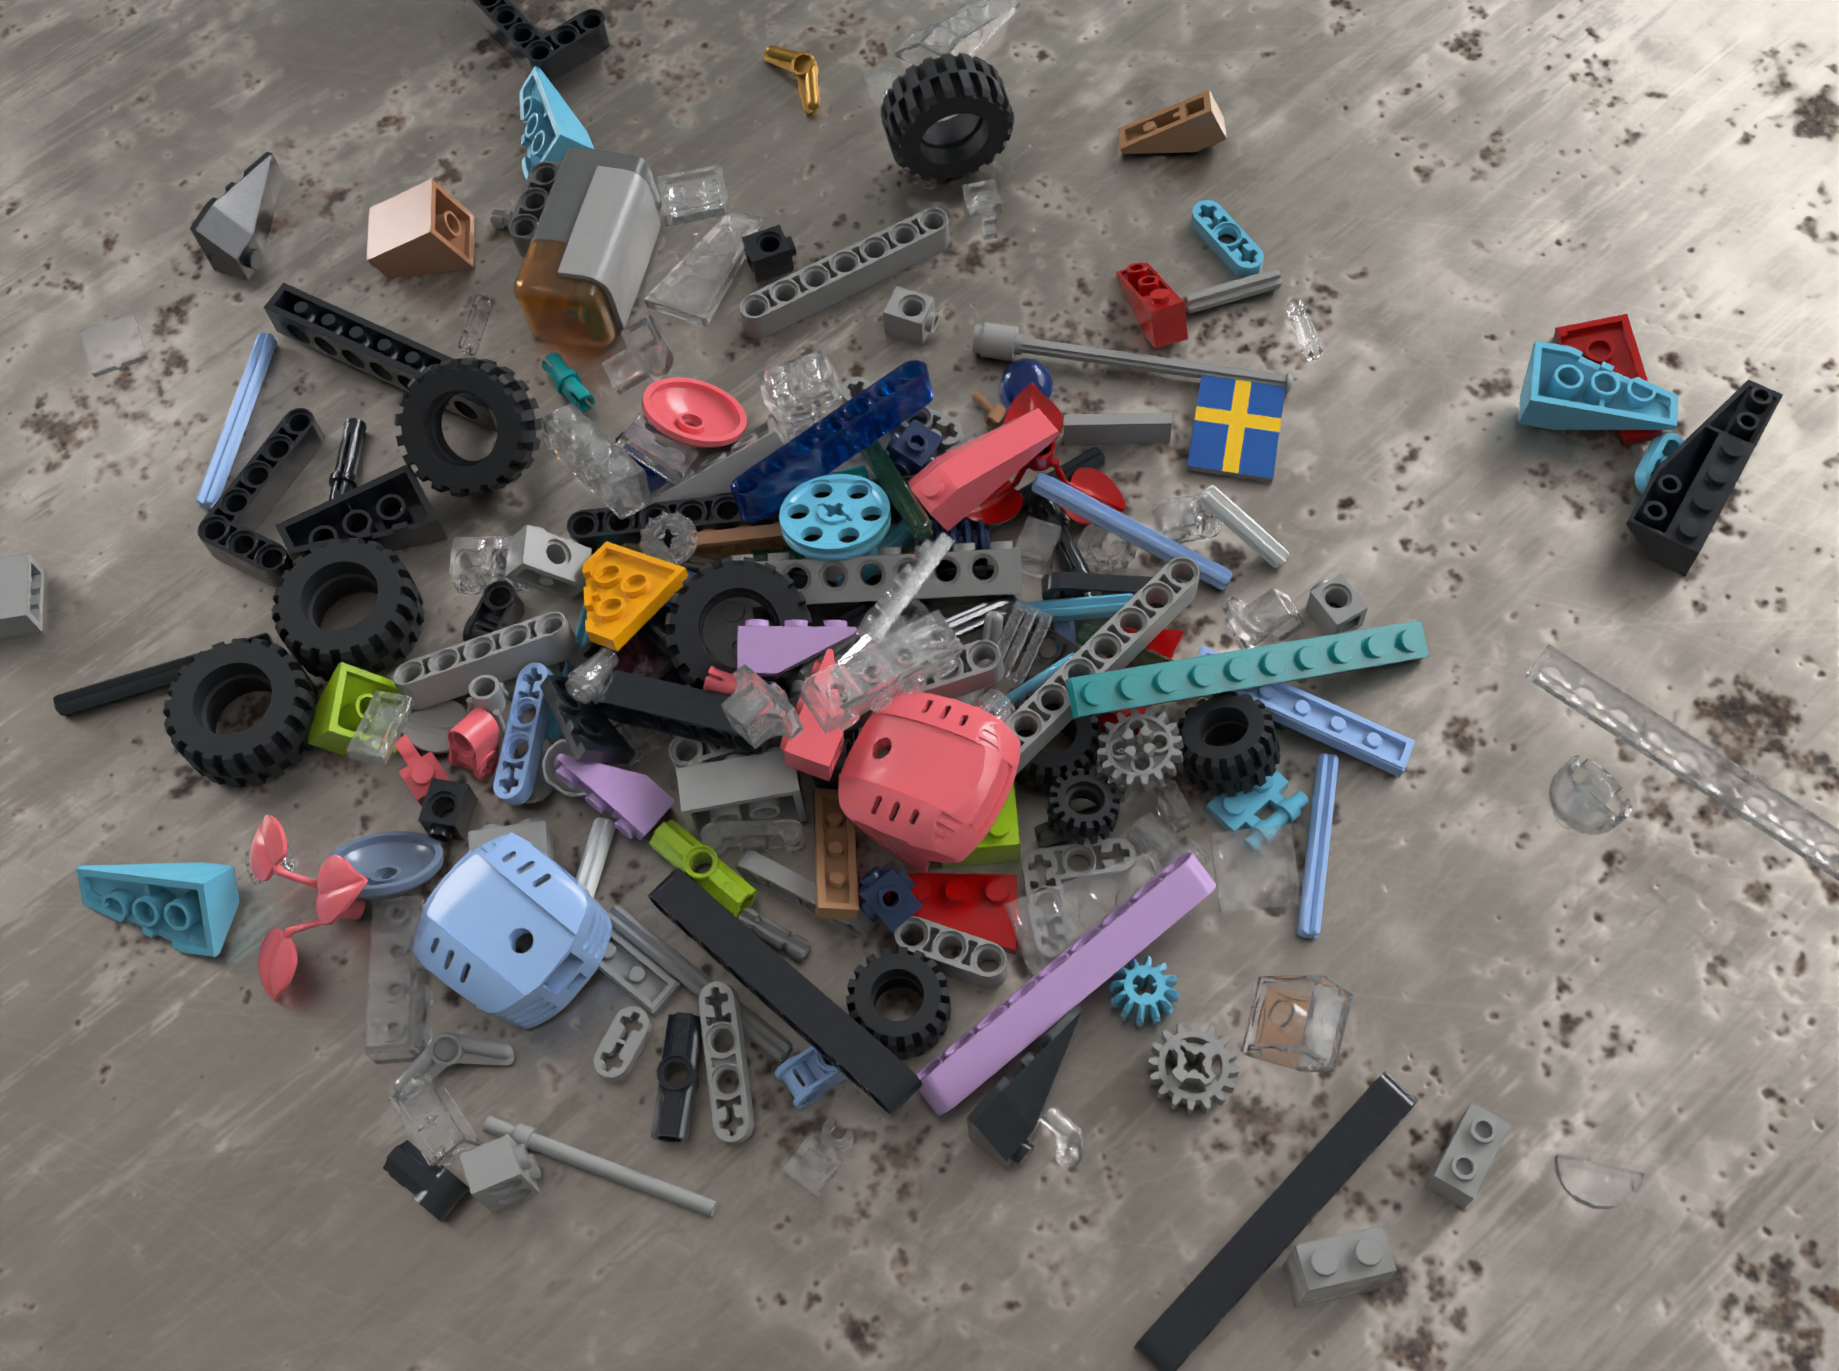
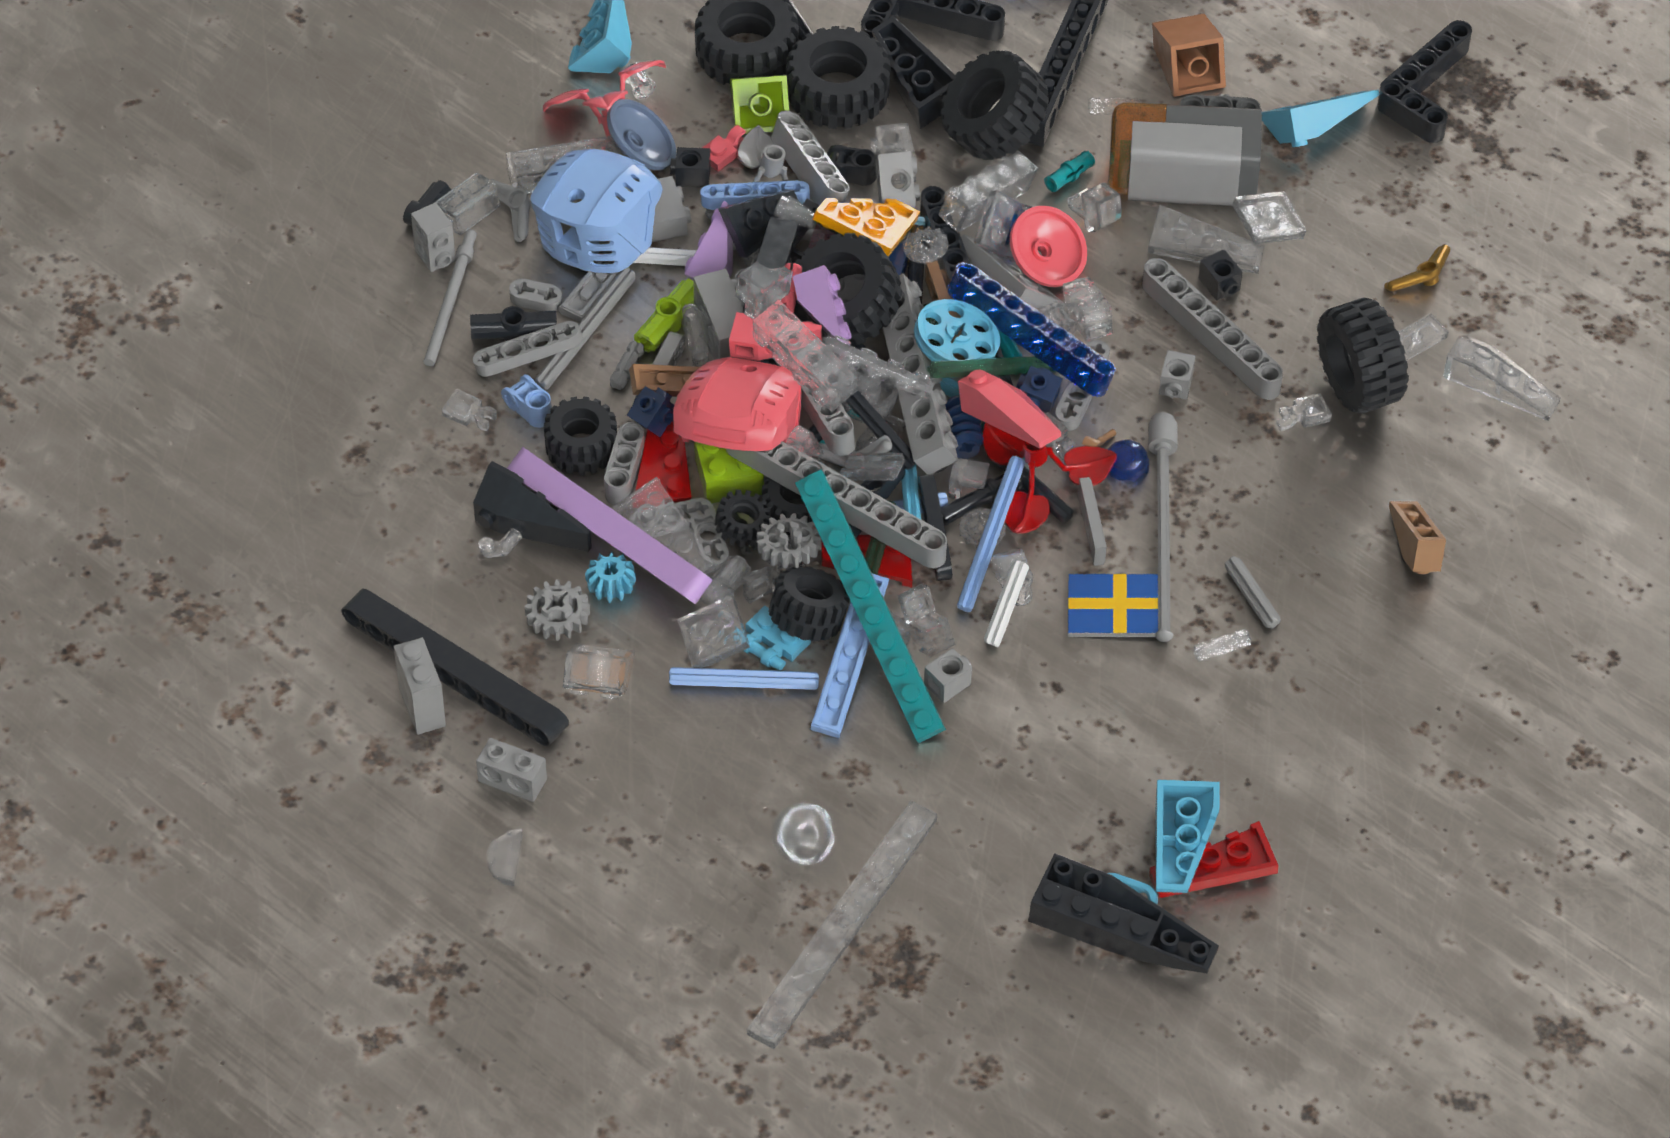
camera: 75 degrees right, 10 degrees down
(349, 453) = (962, 55): black pin -> none
(380, 728) = (744, 112): clear plate -> none
(475, 744) = (740, 165): coral piece -> none
(786, 992) = (574, 364): black beam -> none
(1154, 304) = (1221, 535): red slope -> none
(1224, 224) = (1306, 597): medium azure beam -> none

